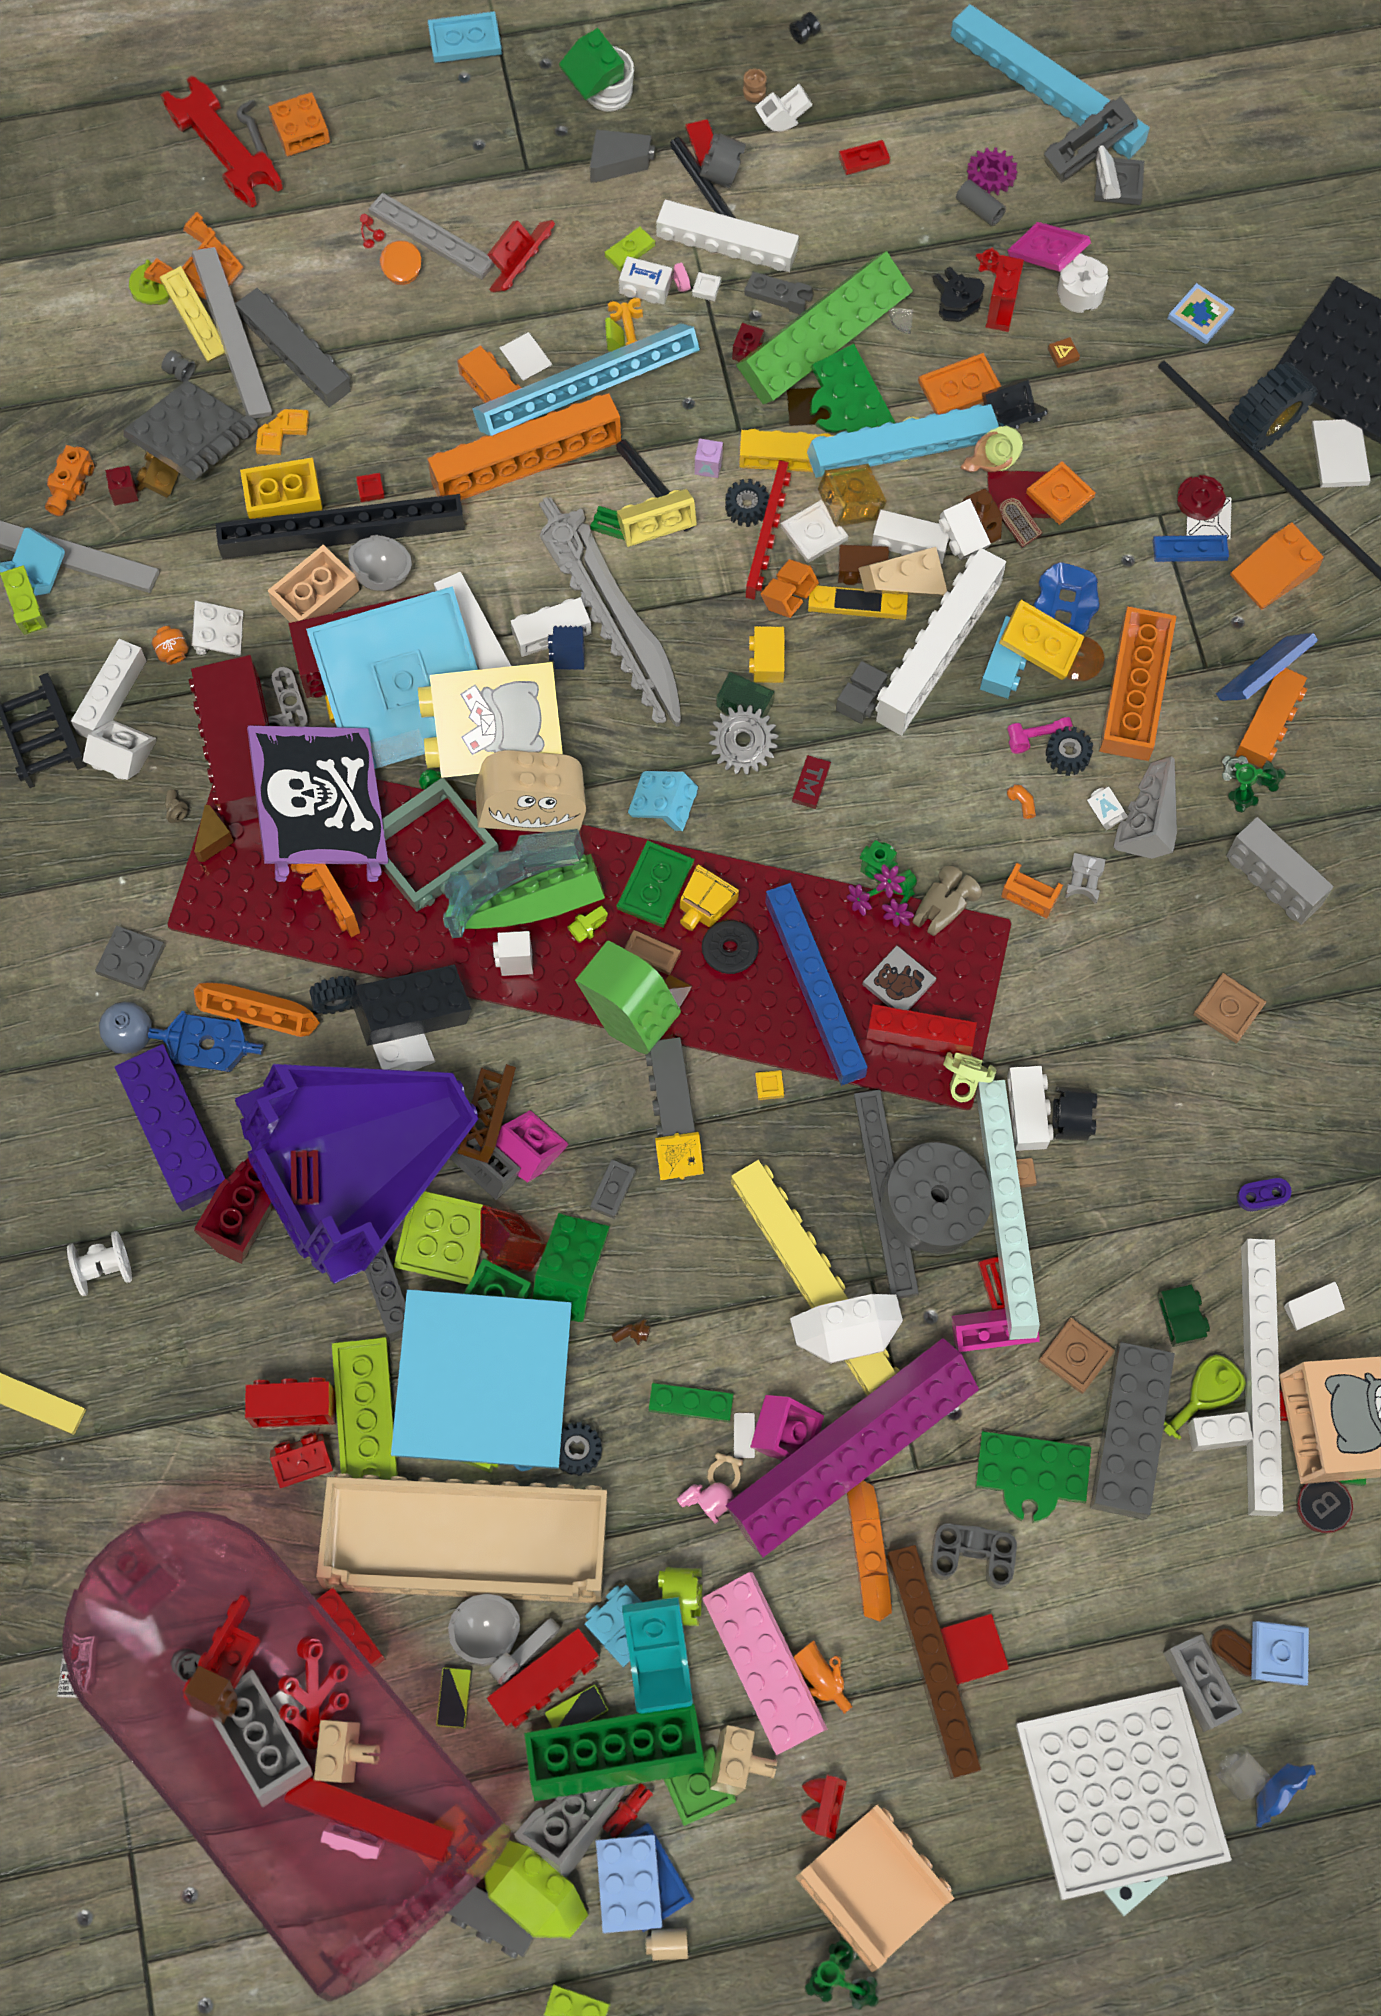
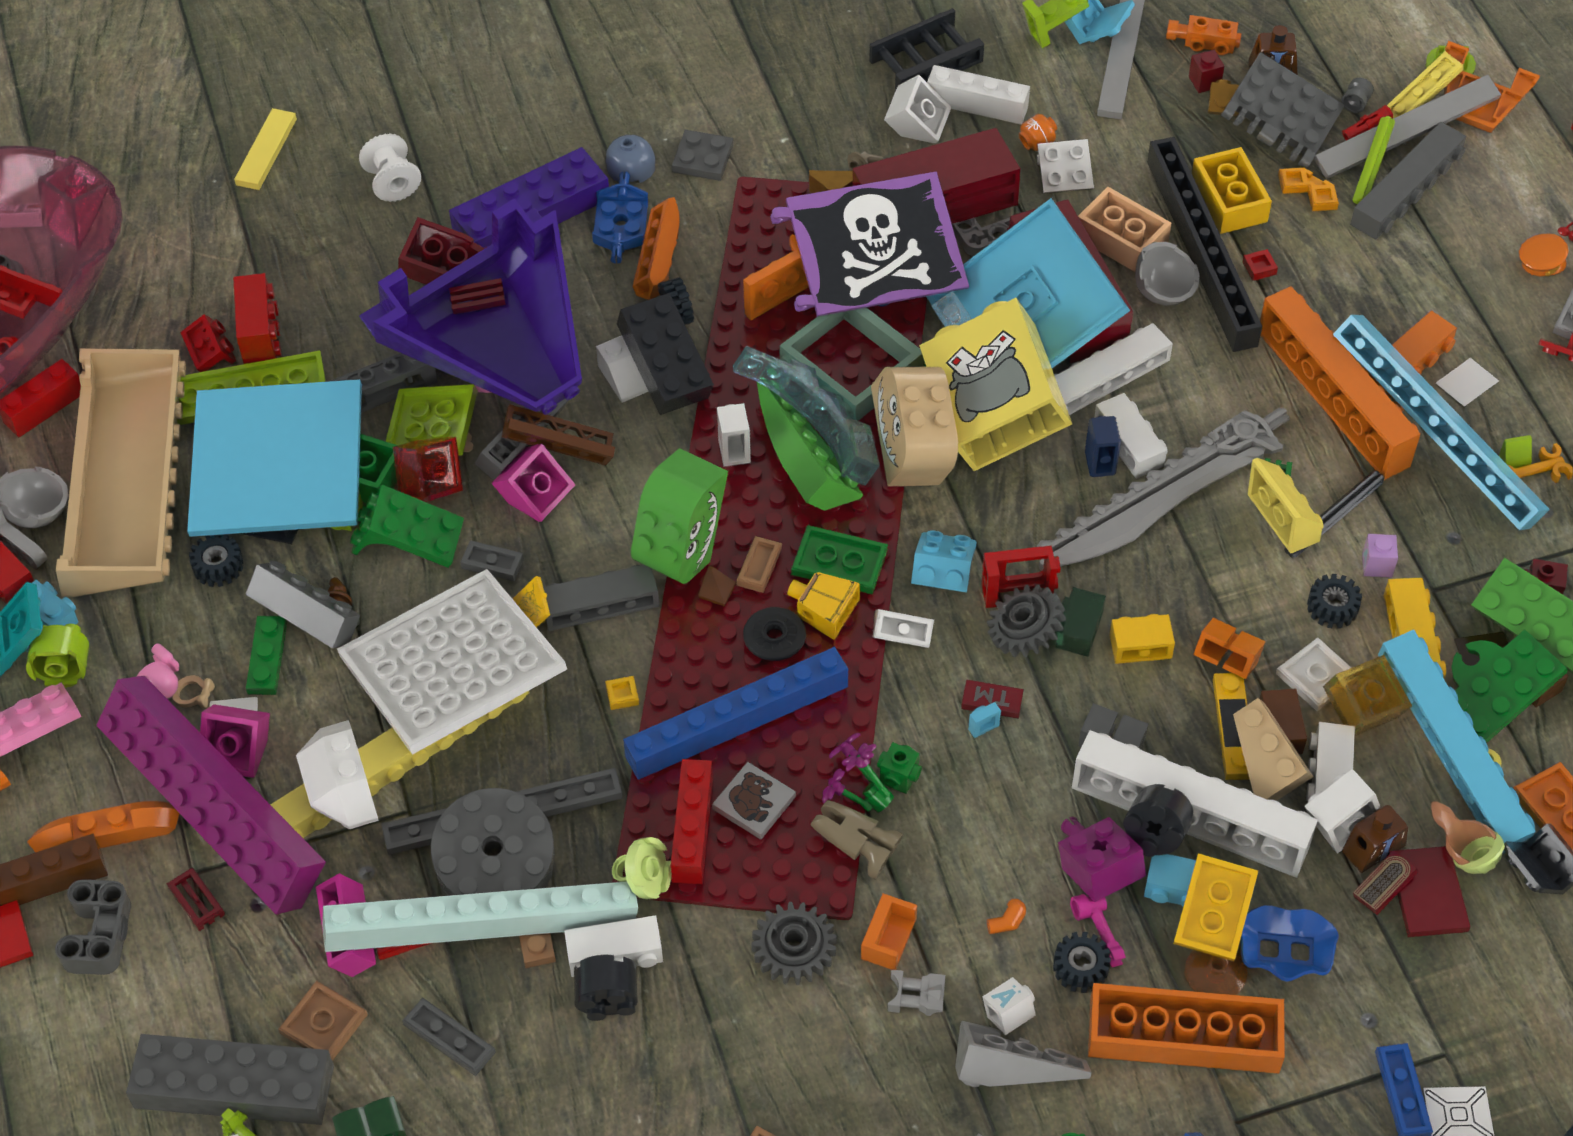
camera: 85 degrees right, 15 degrees down
(116, 416) = (1277, 46): none -> reddish brown torso
(214, 350) = (1367, 122): none -> red pin
(268, 368) = (1374, 158): none -> lime axle
(584, 925) = (781, 499): lime piece -> none
(647, 1362) = (303, 604): none -> brick
(699, 756) = (996, 581): none -> red window
(732, 842) = (902, 628): none -> white slope
(733, 1225) = (451, 660): none -> white plate
(766, 538) = (1305, 622): red plate -> none
(835, 790) = (984, 719): none -> medium azure plate
(927, 1479) = (208, 917): none -> dark red tile
(966, 664) = (1158, 819): none -> black brick
(970, 721) = (1100, 857): none -> magenta brick
(1031, 979) = (799, 960): none -> dark grey gear
(1032, 1472) = (188, 982): green plate -> none
(1060, 493) = (1437, 926): orange tile -> none
(1097, 1250) = (449, 1036): none -> dark grey tile
(1194, 499) = (1482, 1100): dark red tile -> none

